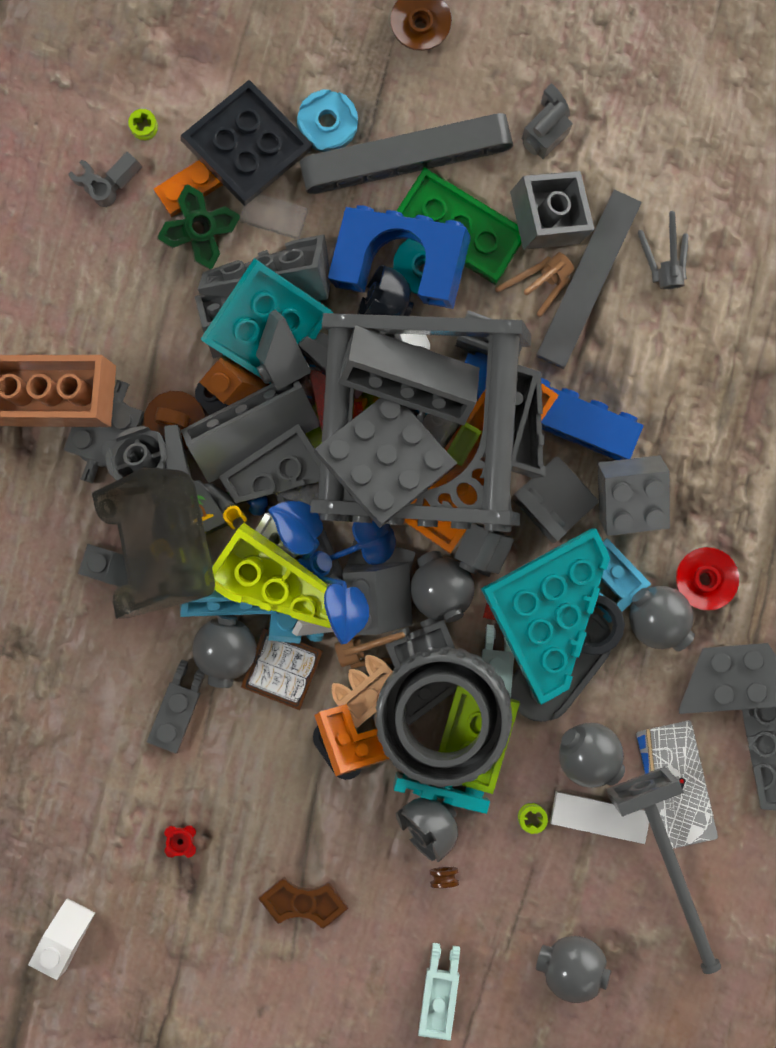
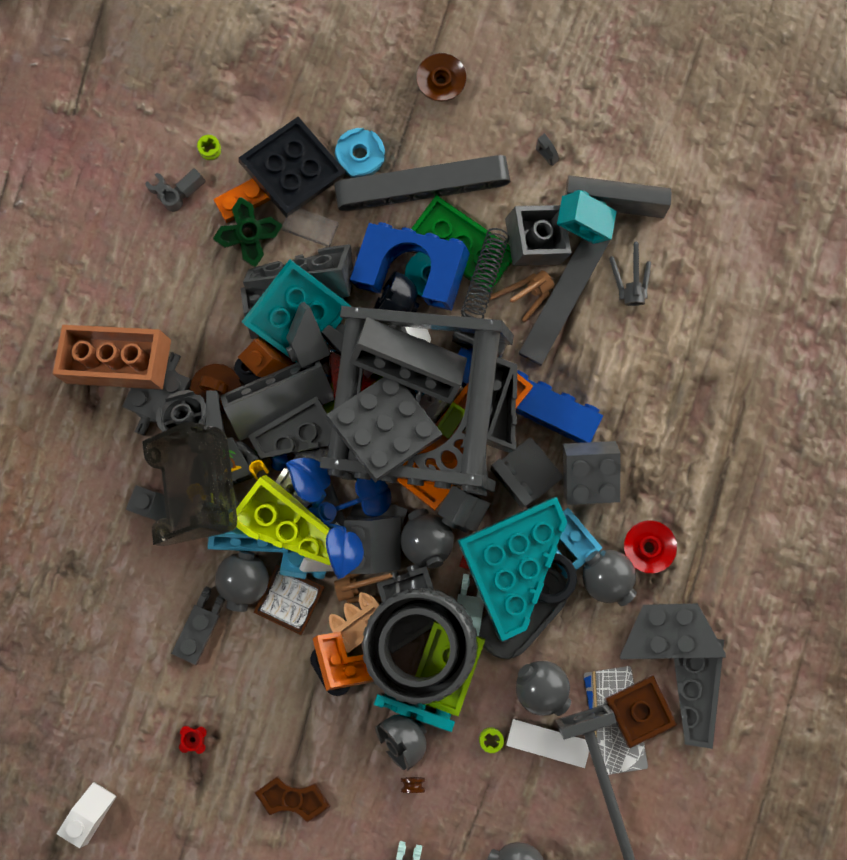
camera: 10 degrees right, 5 degrees down
(492, 261) = (485, 273): none -> dark grey piece
(547, 130) = (538, 171): dark grey brick -> none
(610, 184) = (586, 217): none -> teal brick
(644, 156) = (624, 196): none -> dark grey brick
(707, 773) = (641, 711): none -> reddish brown tile

